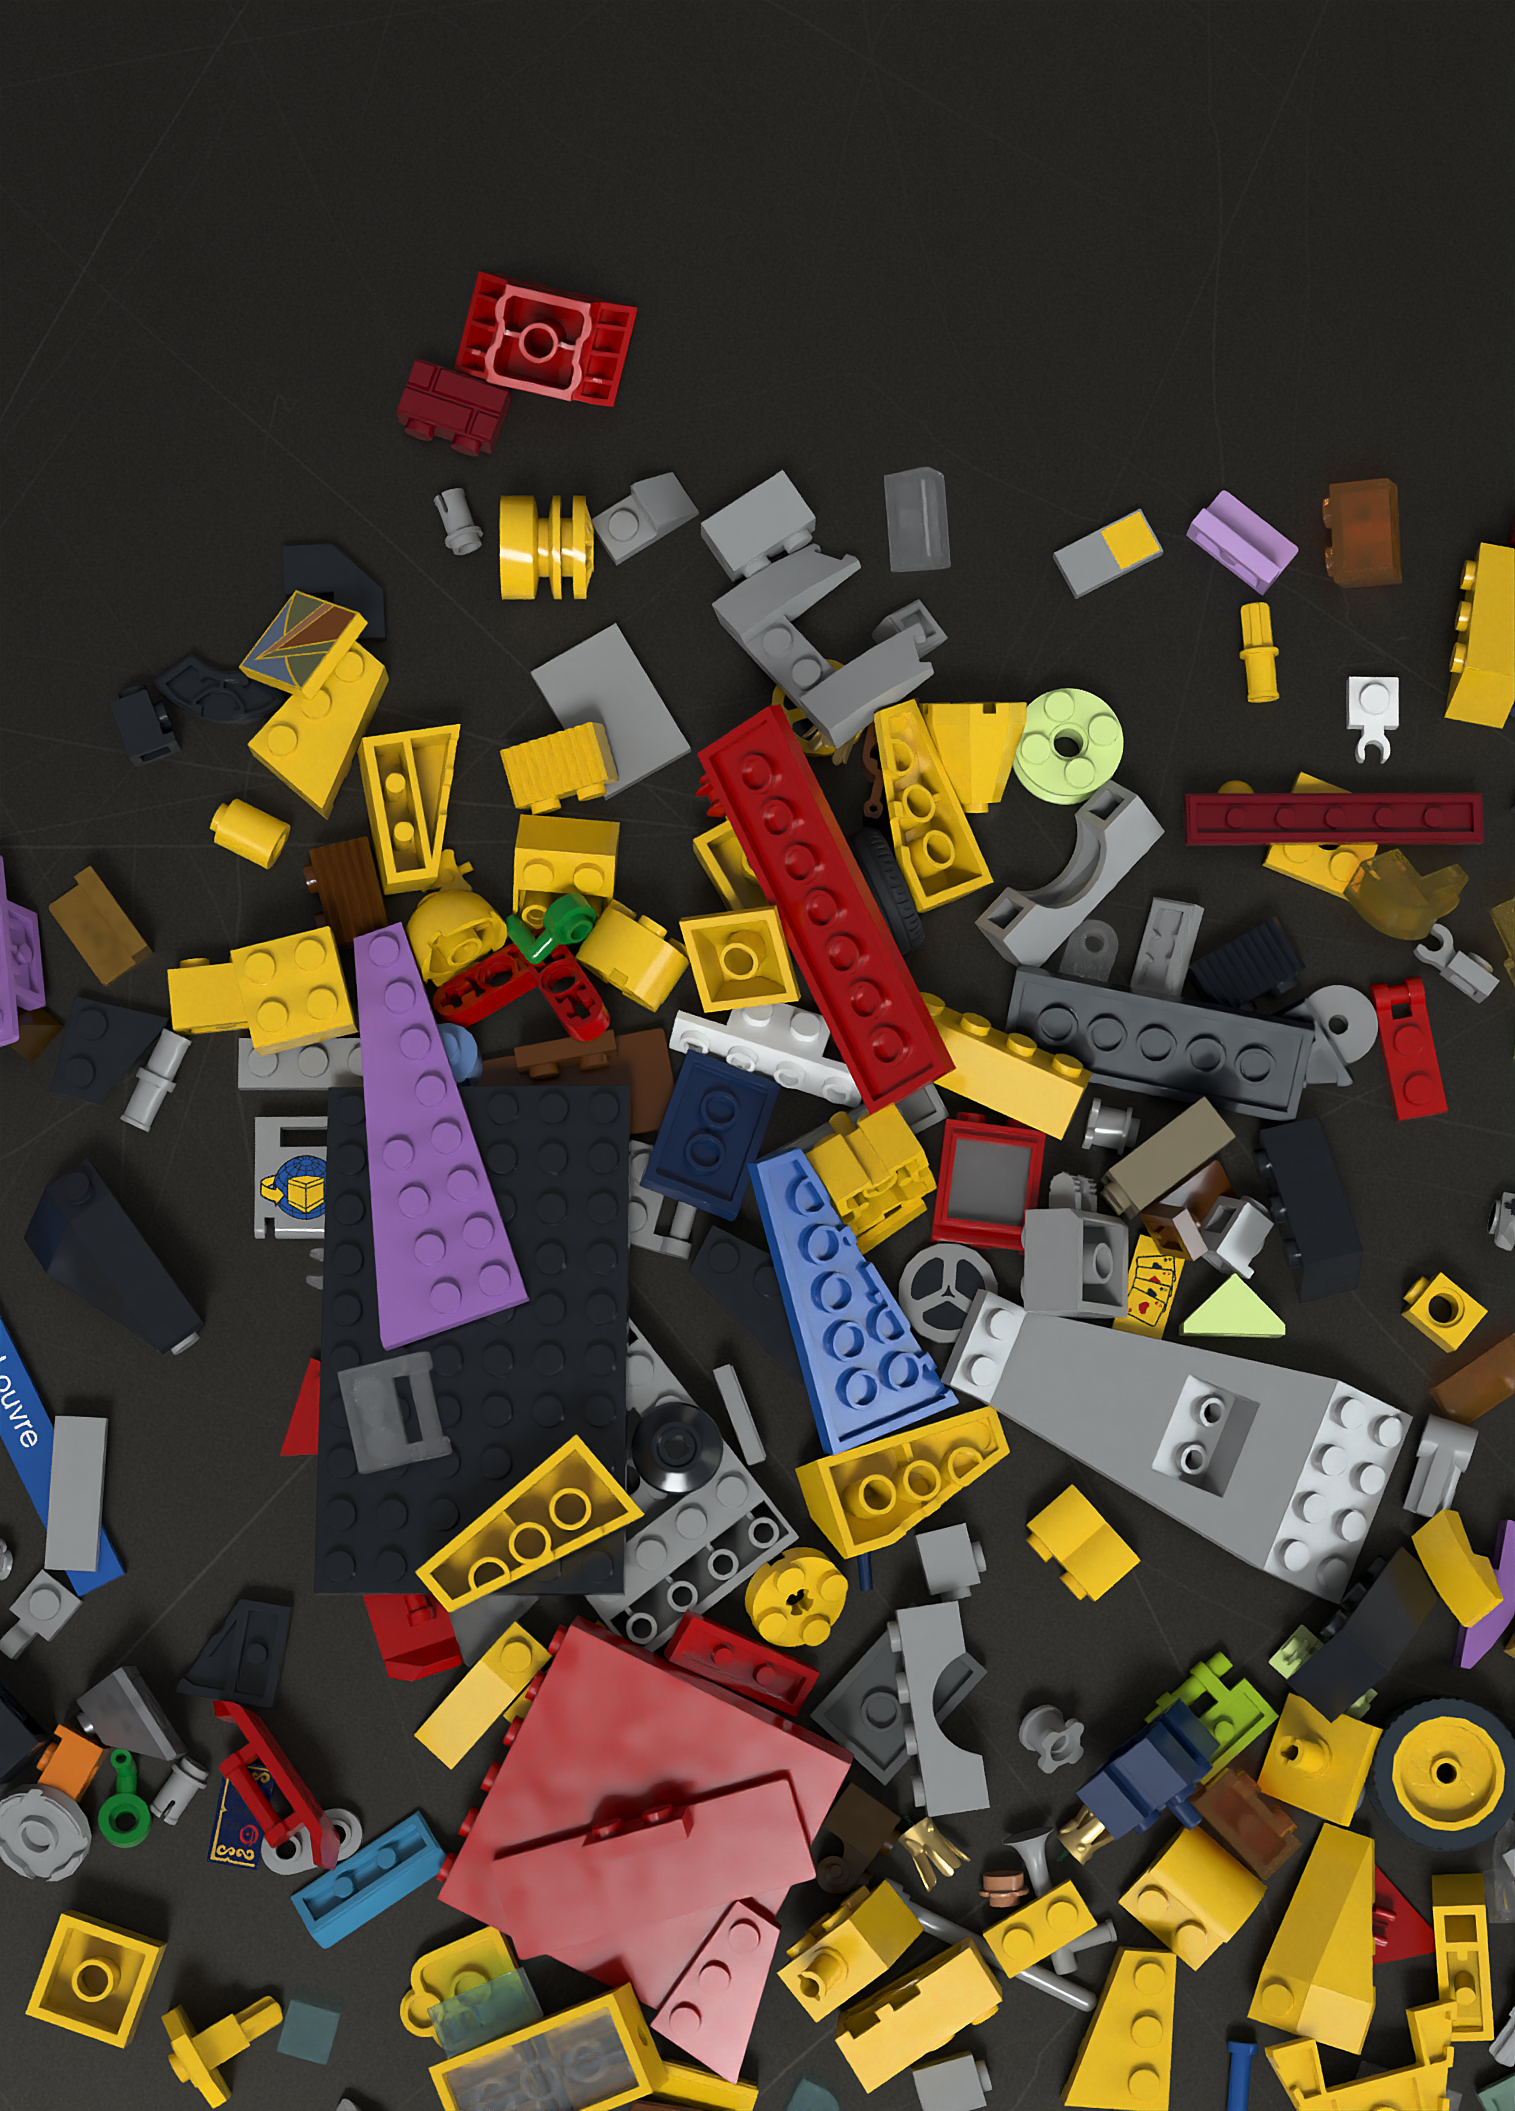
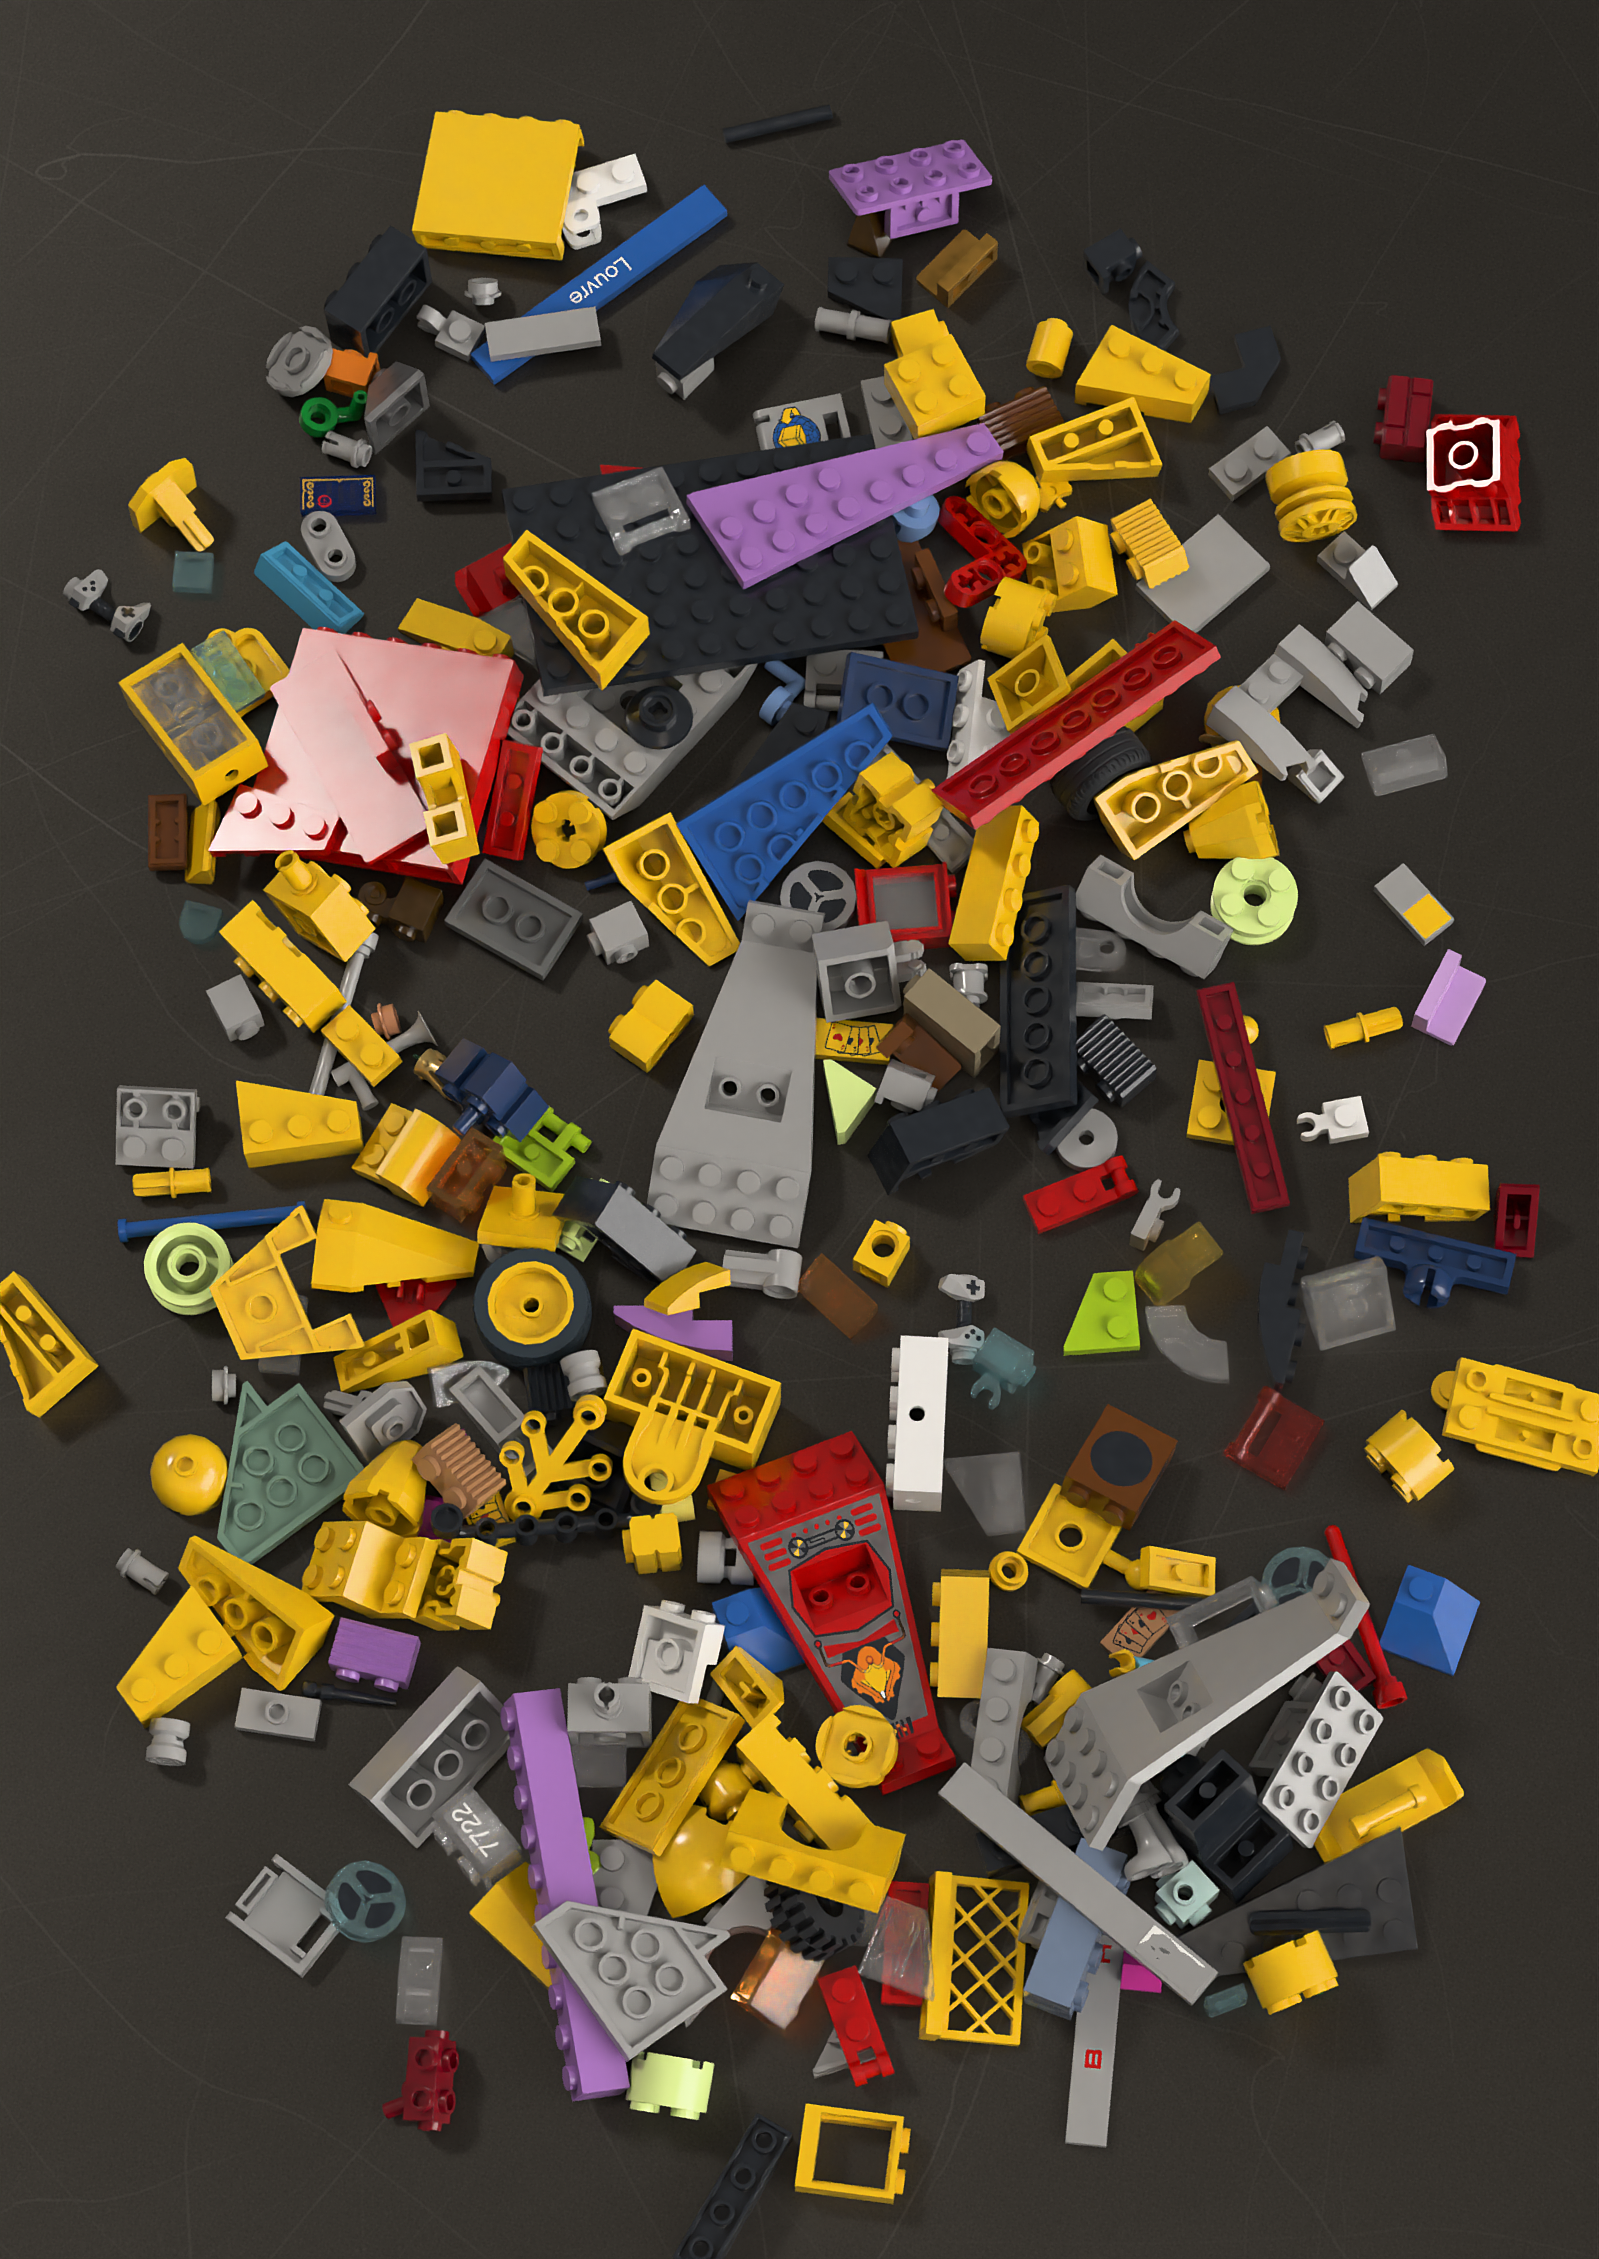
camera: 85 degrees right, 10 degrees down
(96, 1978) = (204, 418): yellow brick -> none
(303, 645) = (1195, 347): tile -> none
(323, 1835) = (360, 507): red piece -> none
(466, 617) = (1248, 463): none -> light grey plate
(564, 922) = (1031, 566): green plate -> none
(676, 1287) = (781, 697): none -> medium blue plate
(733, 1754) = (449, 813): none -> yellow arch
(739, 1415) = (694, 768): light grey tile -> none
(925, 1841) = (413, 957): pearl gold piece -> none
(949, 1777) = (550, 922): light grey arch -> none
(1051, 1737) = (503, 1029): light grey brick -> none
(1363, 533) = (1474, 1081): clear orange brick -> none
(1398, 899) = (1188, 1159): clear yellow brick -> none

